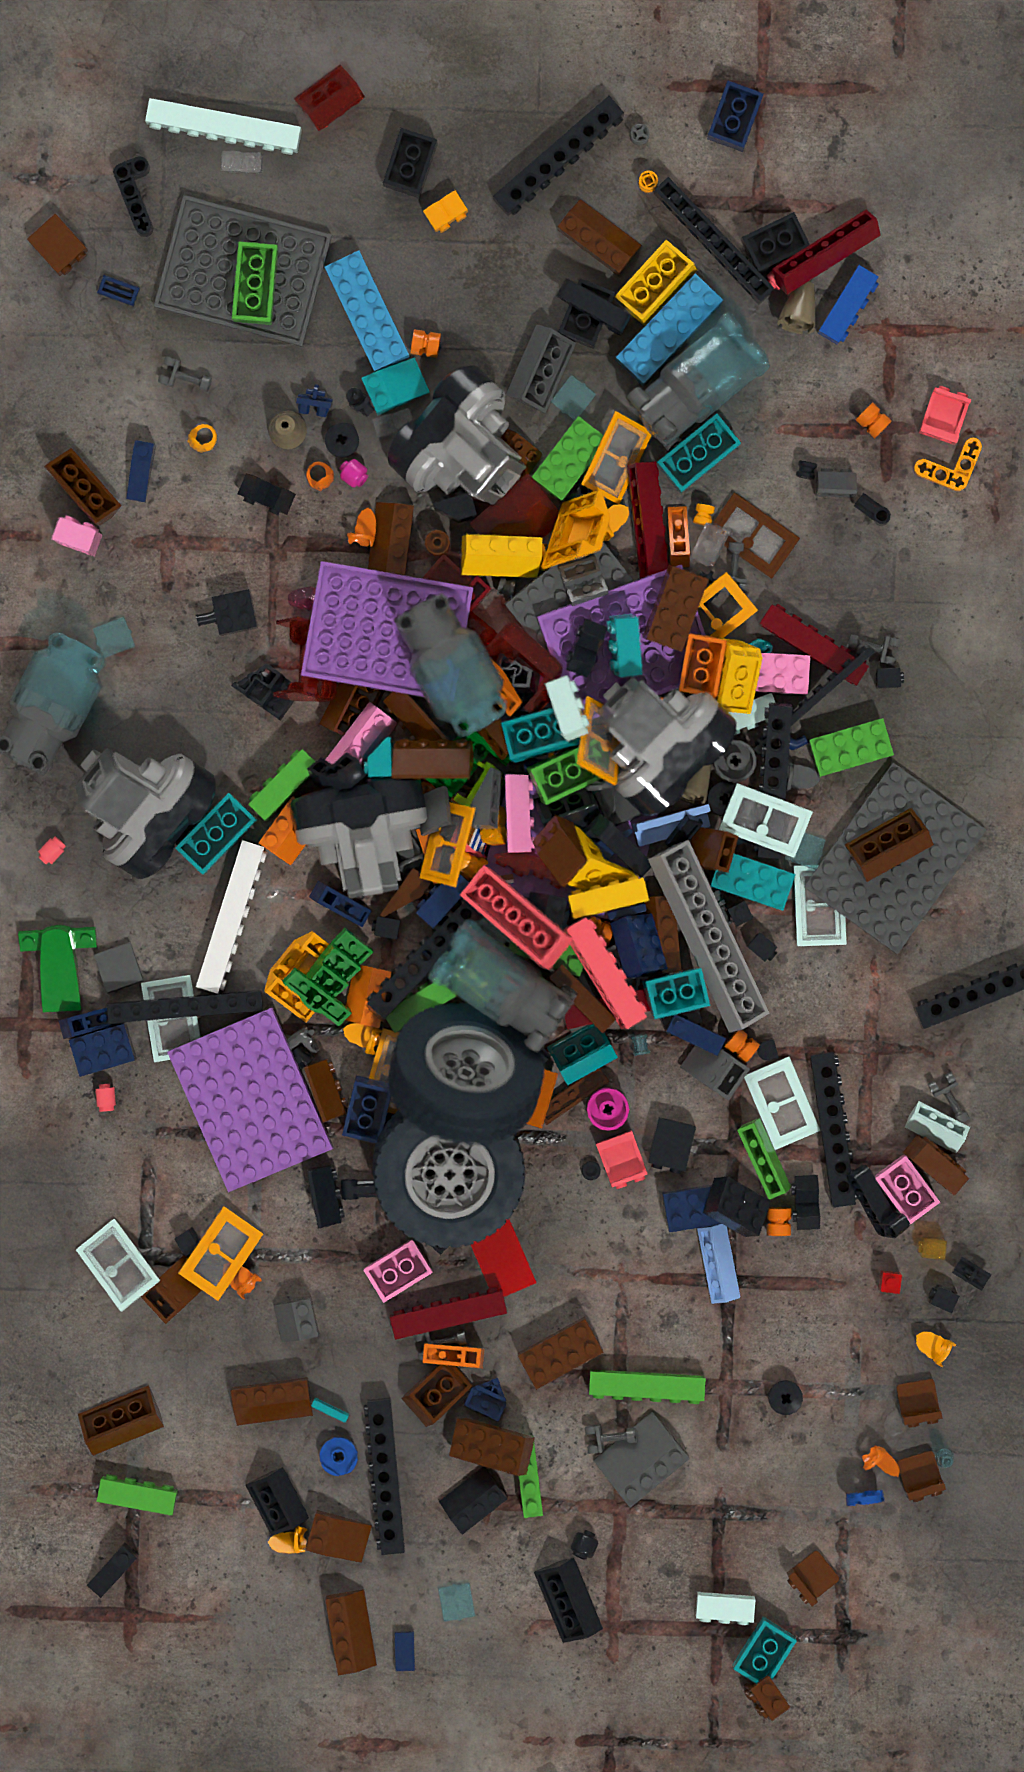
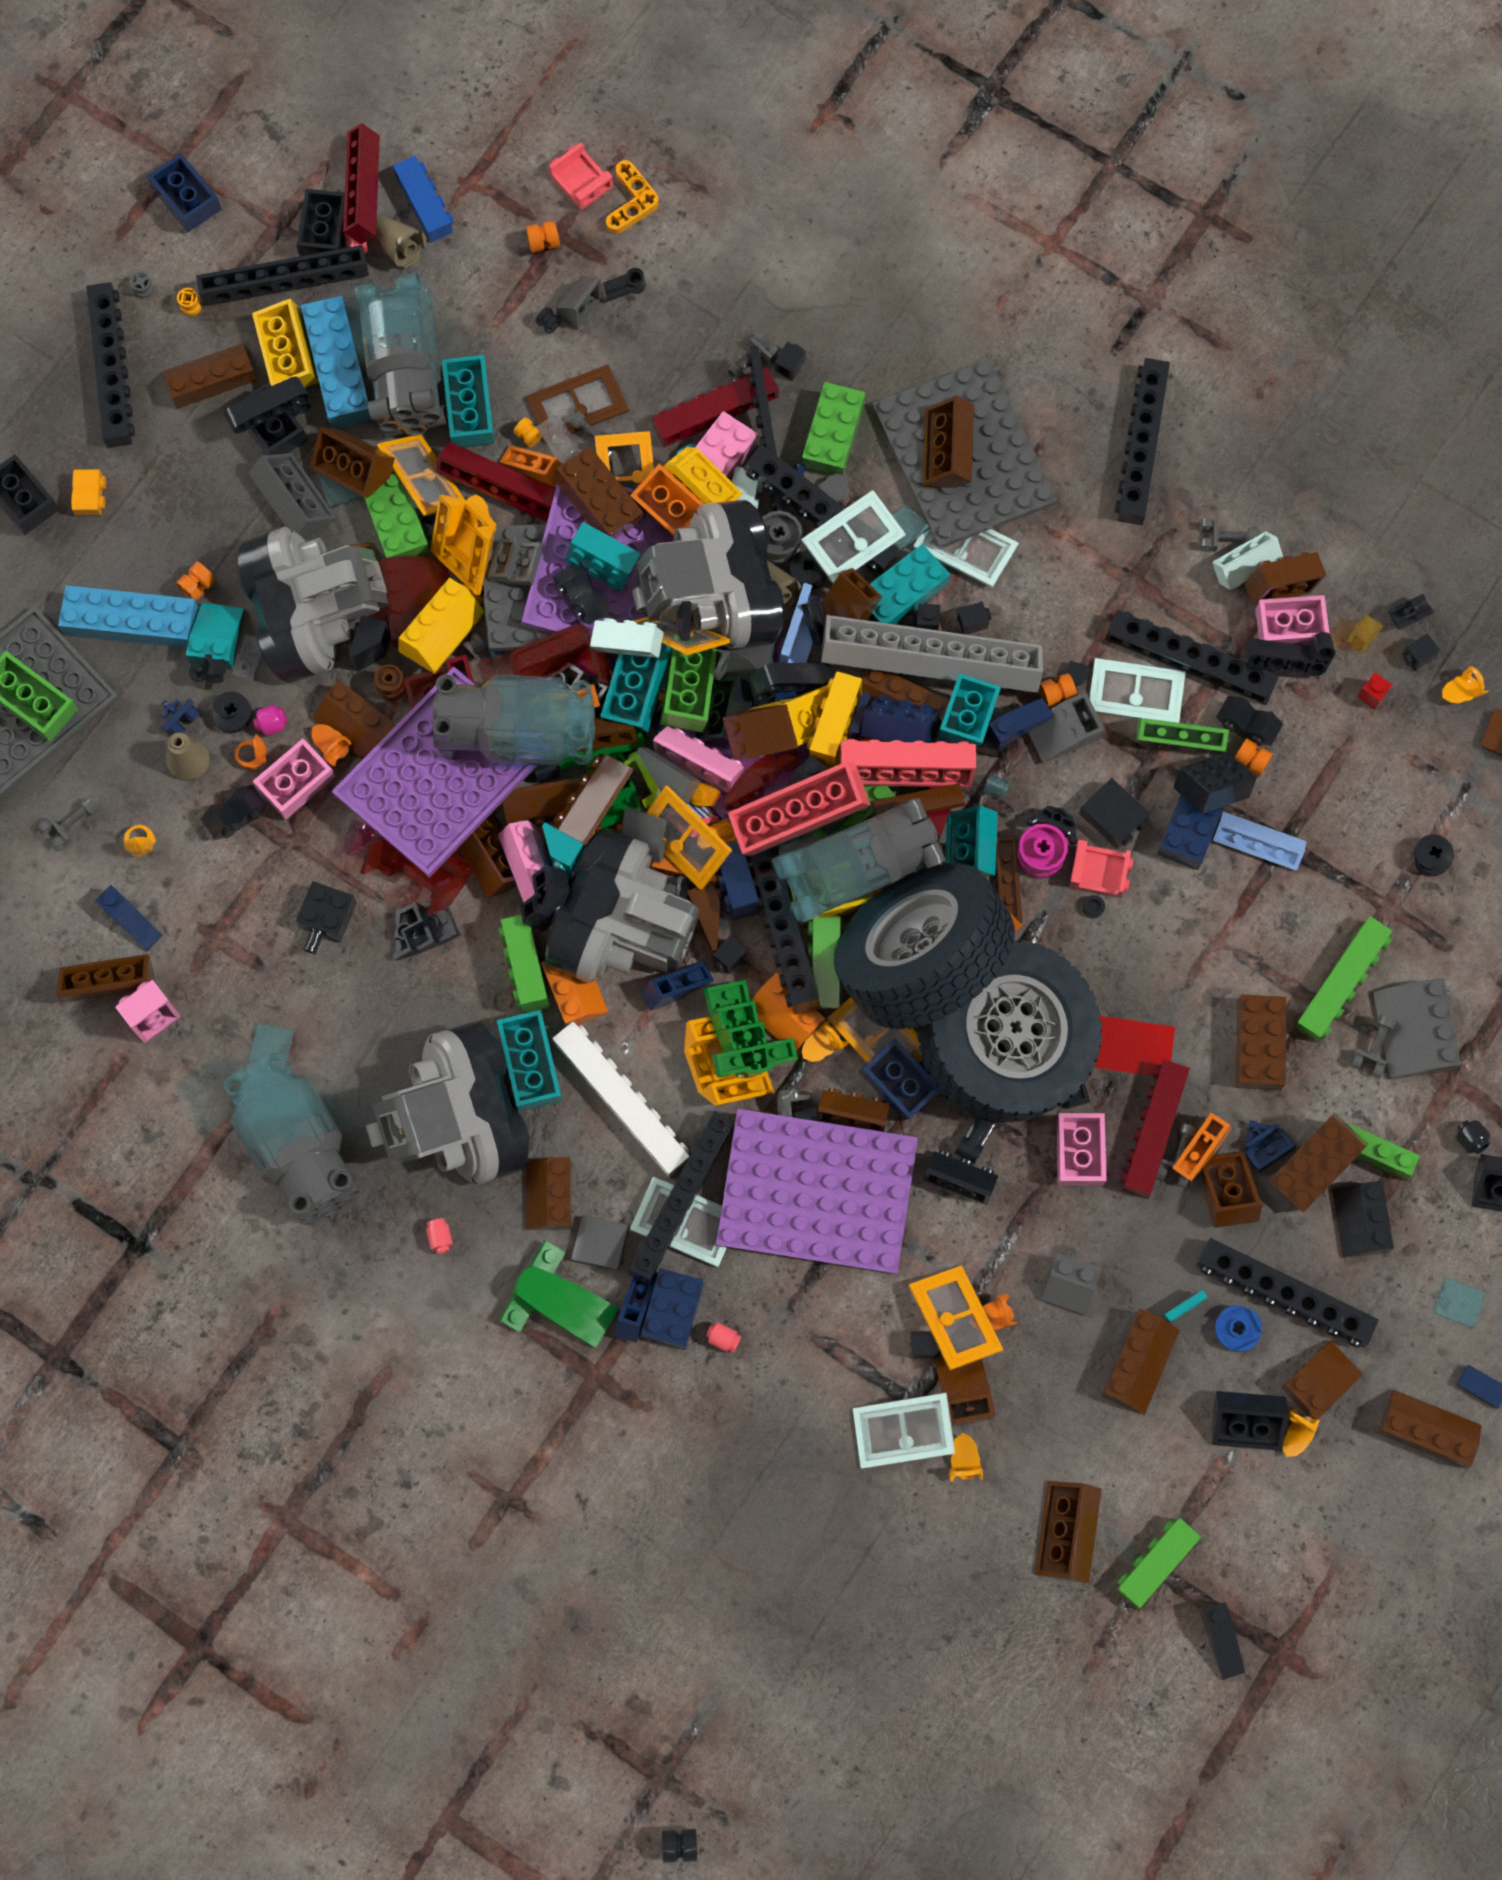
camera: 60 degrees left, 15 degrees down
(126, 1320) = (966, 1459): none -> light orange piece
(130, 908) = (549, 1194): none -> reddish brown slope
(318, 522) = (294, 779): none -> bright pink brick
(591, 399) = (350, 461): none -> reddish brown slope
(604, 744) = (684, 620): none -> black tile
(638, 1104) = (1058, 818): none -> black piece

